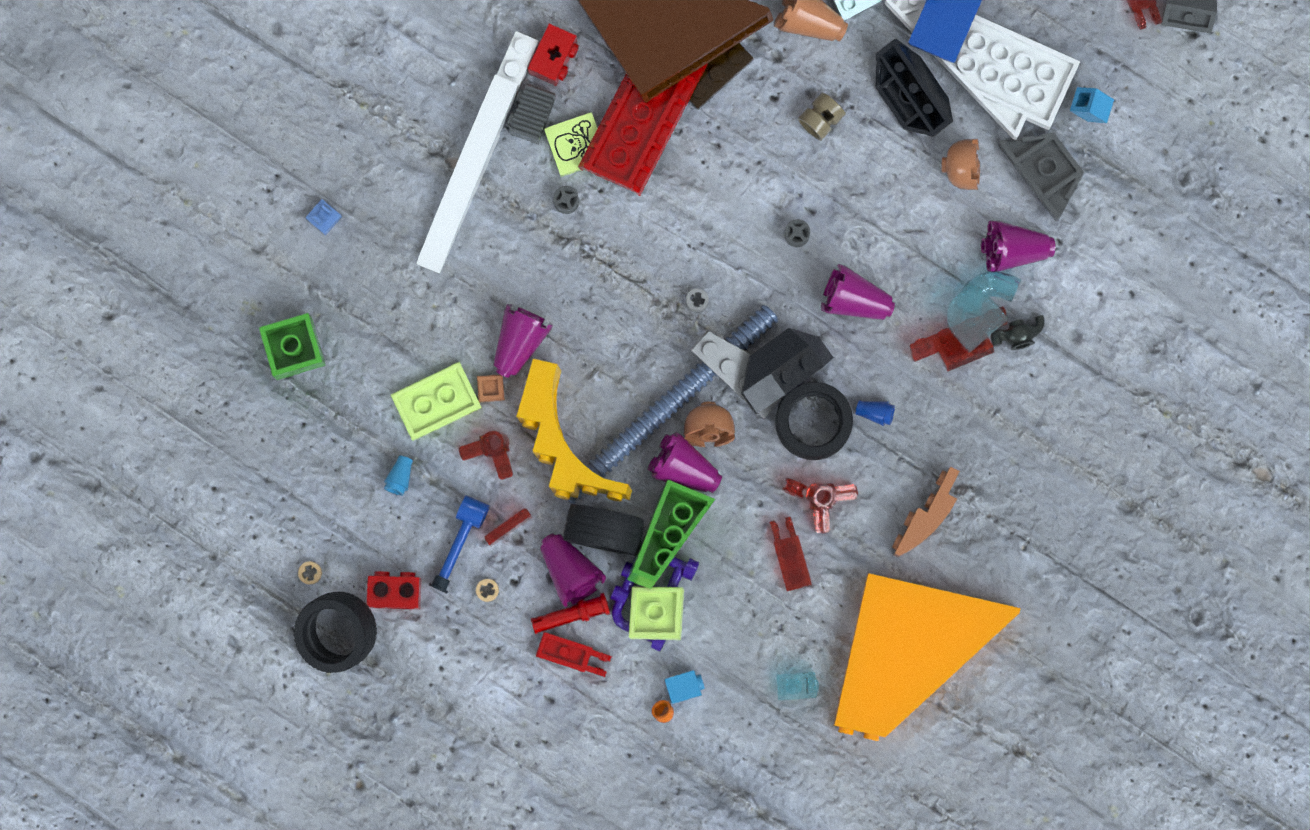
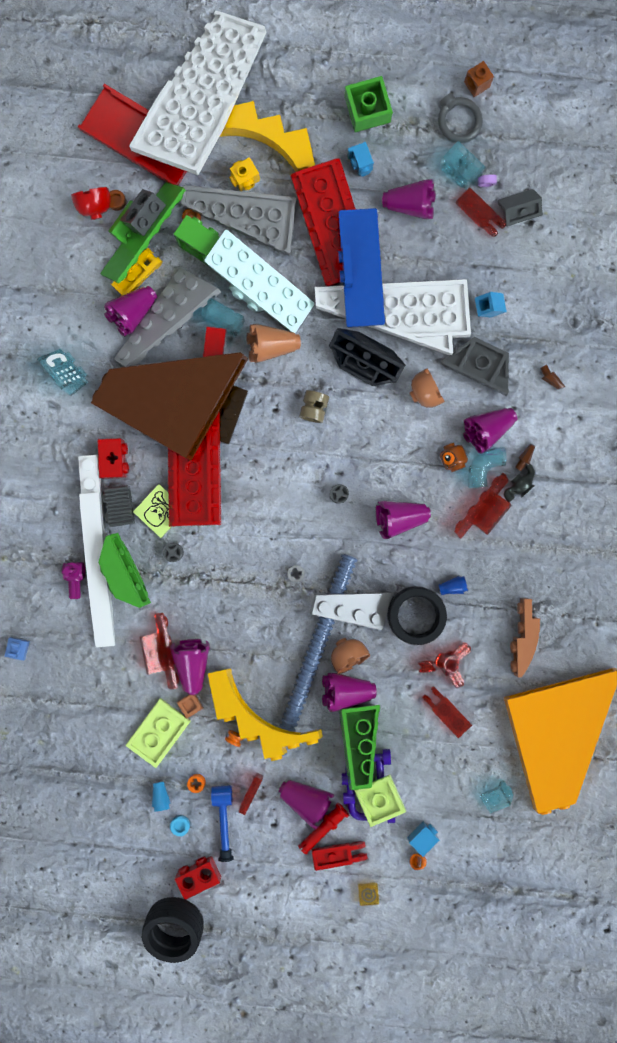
camera: 30 degrees left, 5 degrees up
(292, 346) = (41, 750): bright green brick -> none
(302, 569) = (134, 899): tan bush -> none
(403, 523) = (180, 825): none -> medium azure tile
(437, 164) = (73, 573): none -> magenta axle
(456, 479) = (200, 778): none -> orange bush
(484, 447) = (208, 748): clear red axle -> none
(484, 582) = (254, 838): tan bush -> none
(487, 305) = (158, 653): none -> clear red bracket
(495, 188) = (122, 572): none -> bright green wedge
(523, 453) = (233, 738): none -> orange bush
(583, 720) = (368, 894): none -> clear yellow tile
(603, 529) = (316, 767): black tyre -> none
(782, 367) = (378, 591): black wedge -> none
(955, 260) = (453, 457): none -> dark orange head
(973, 318) = (488, 491): clear light blue tile -> none
(1041, 305) = (525, 457): none -> reddish brown bar
(1121, 229) = (551, 378): none -> reddish brown bar

